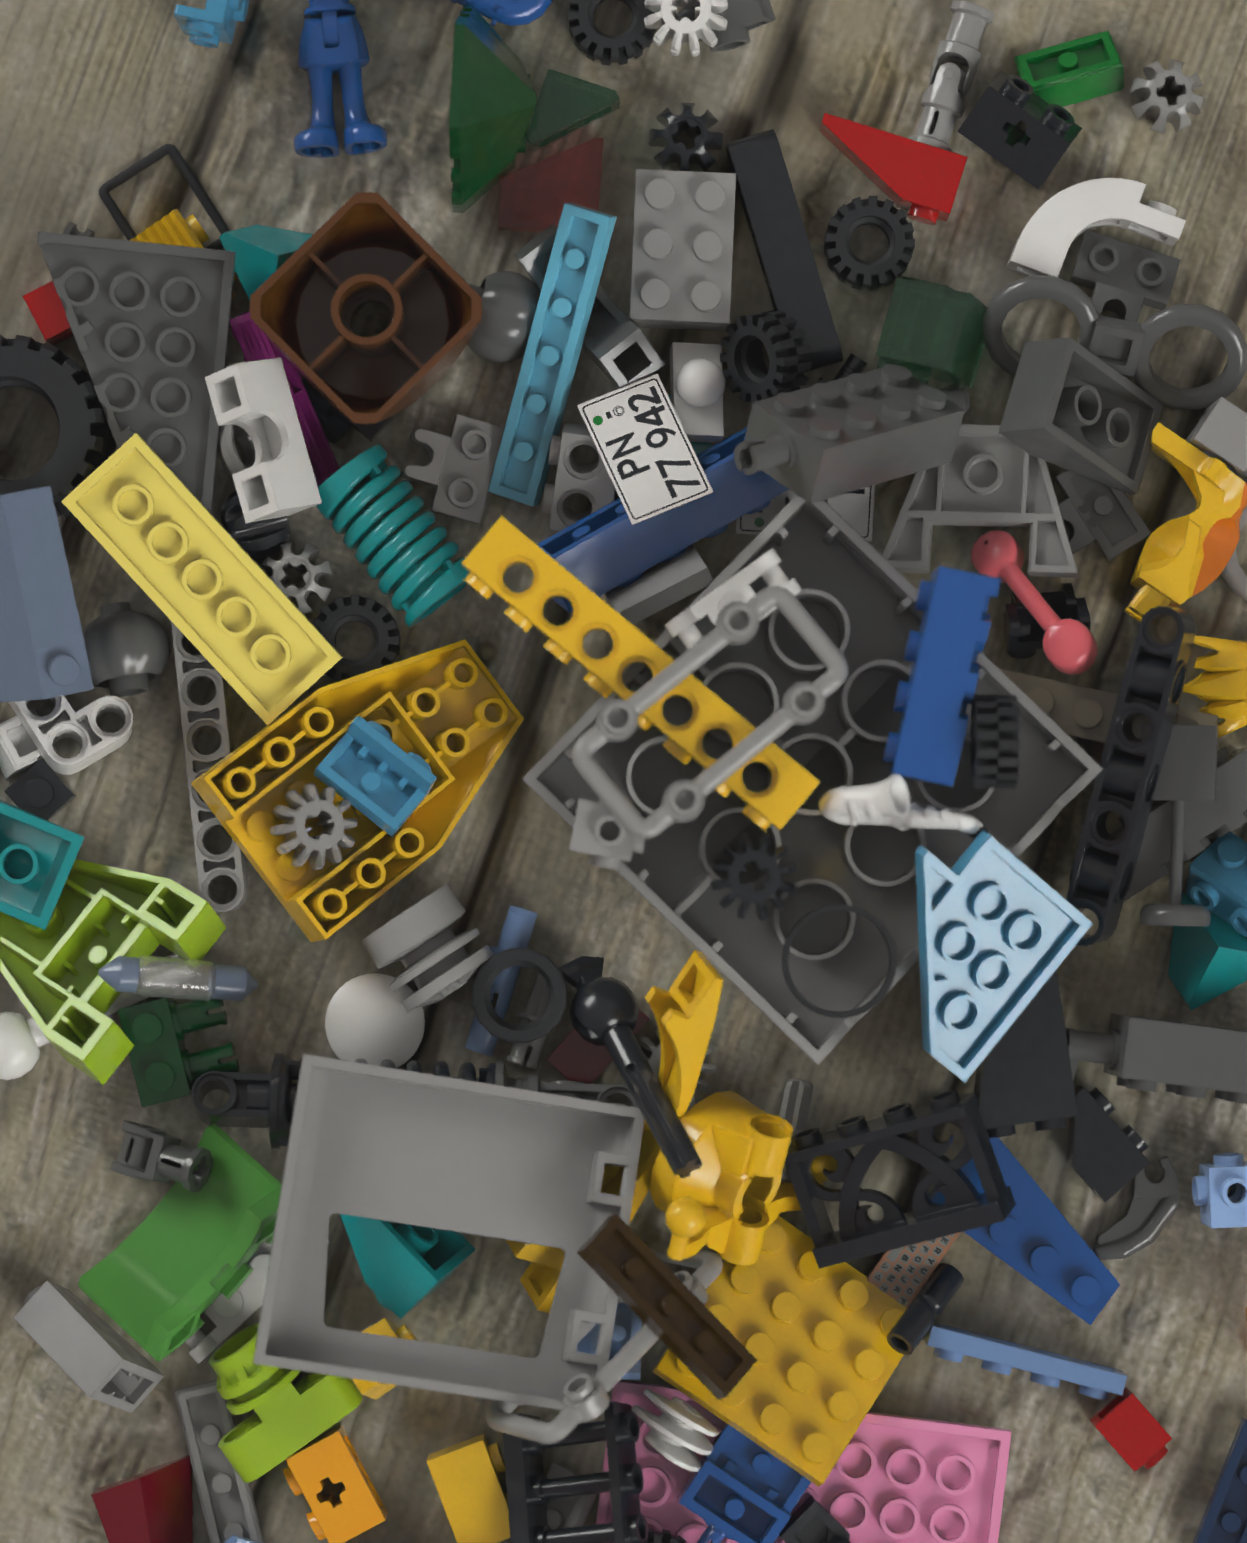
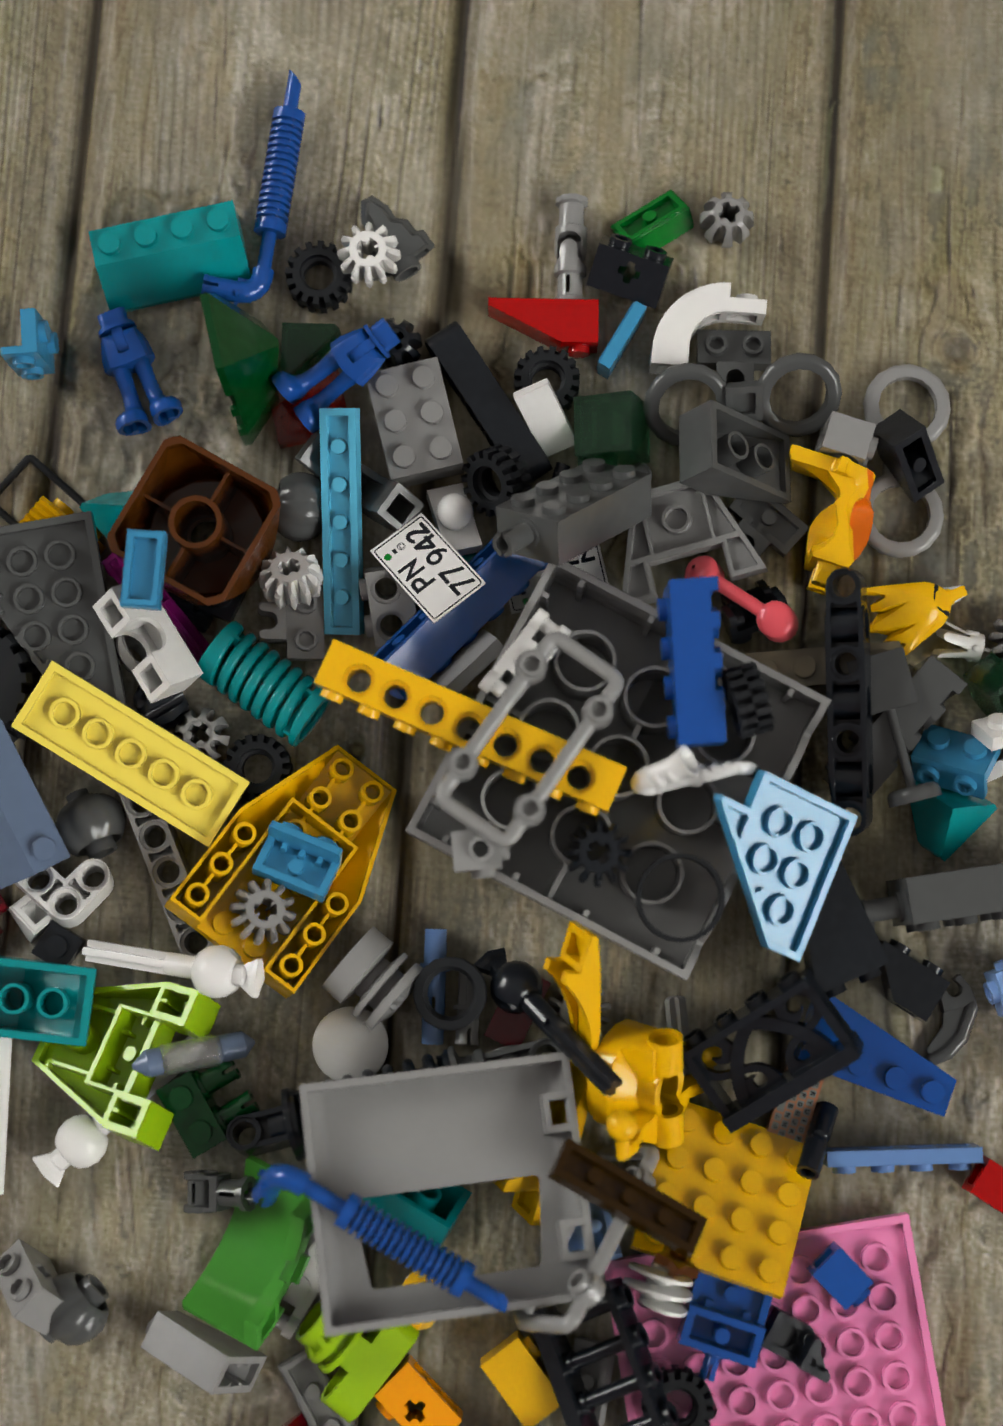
camera: 10 degrees left, 5 degrees down
(233, 882) = (214, 970): none -> white piece
(286, 354) = (144, 569): none -> dark azure tile
(354, 1258) = (381, 1232): none -> blue piece
(466, 409) = (291, 578): none -> white gear
(633, 147) = (358, 356): none -> blue piece
(703, 1403) = (676, 1263): none -> reddish brown piece
(852, 292) = (545, 417): none -> white tile
(903, 1482) = (841, 1276): none -> blue brick
(982, 215) = (621, 339): none -> dark azure tile

